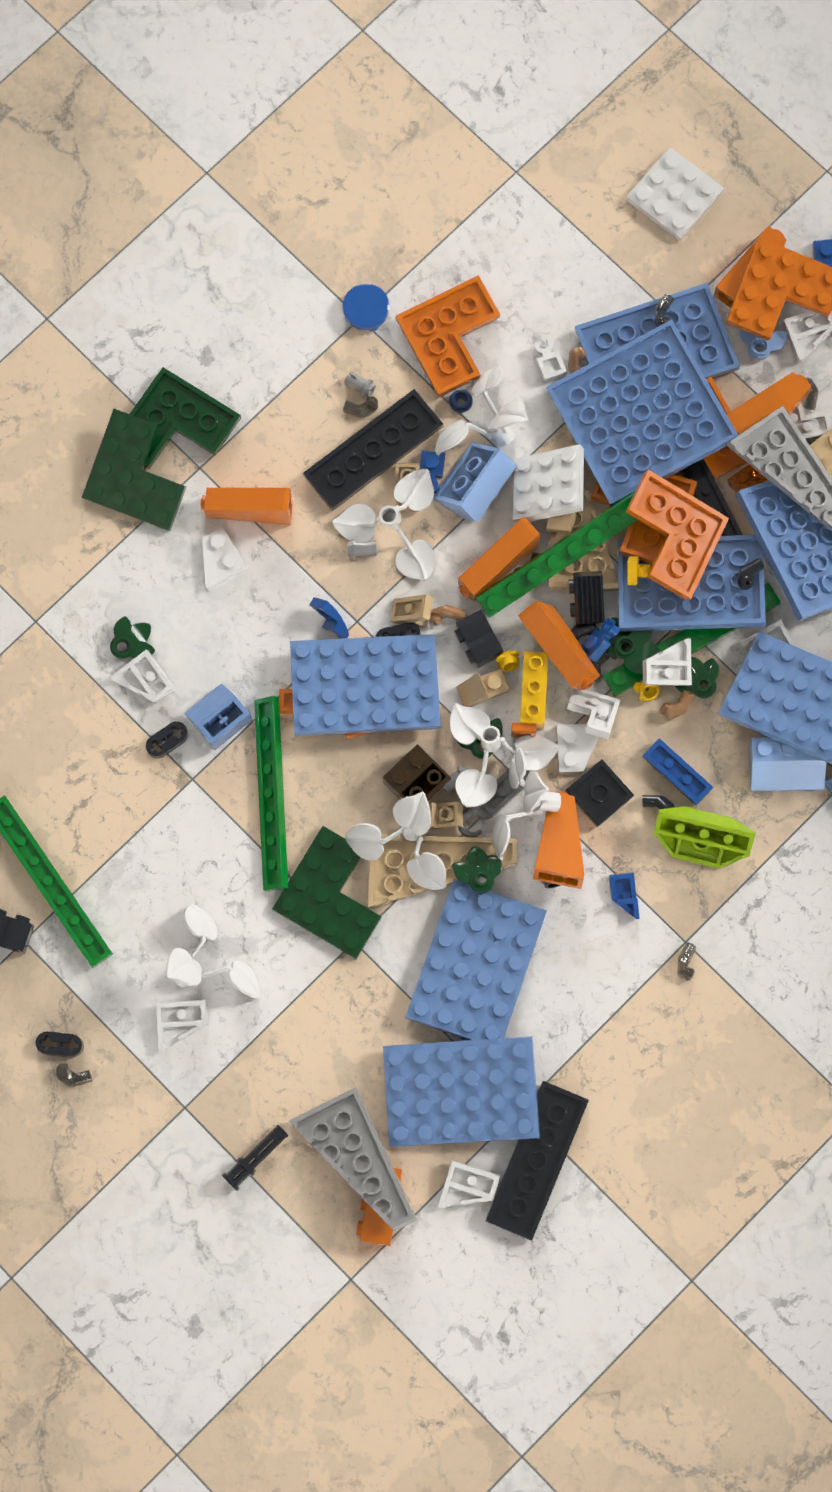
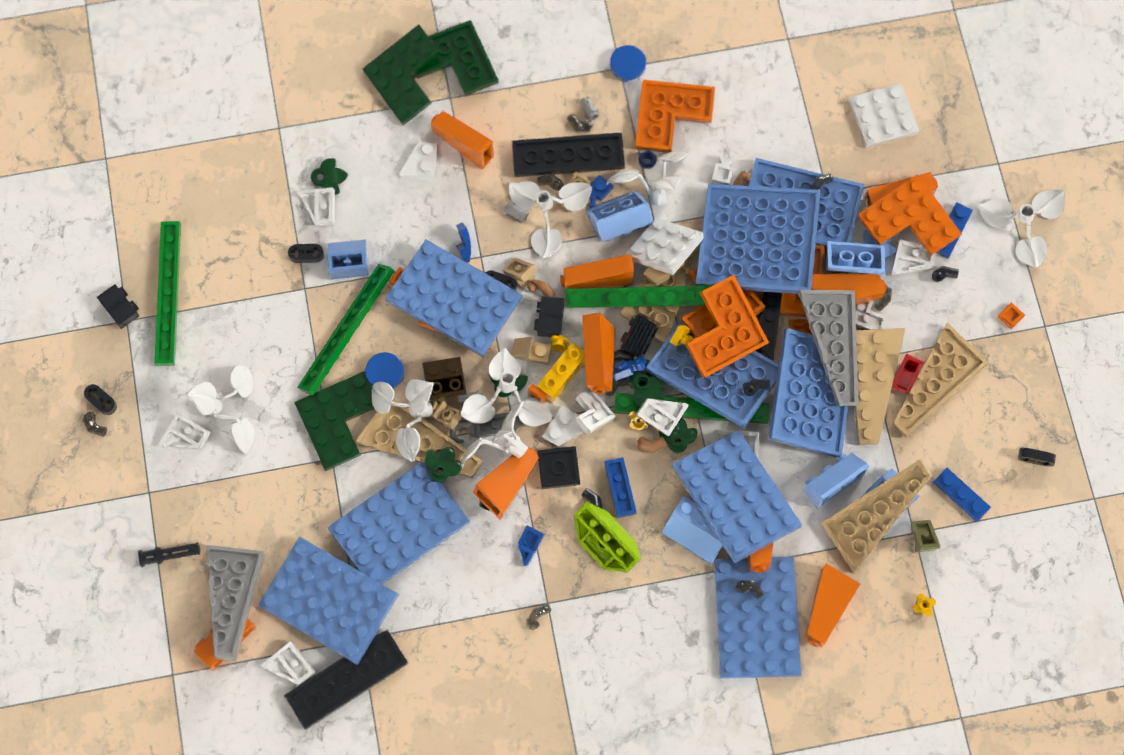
camera: 30 degrees right, 5 degrees down
(343, 810) = (385, 368): none -> blue tile
(375, 489) = (551, 180): none -> clear smoke arm
(754, 370) = (855, 258): none -> light blue slope

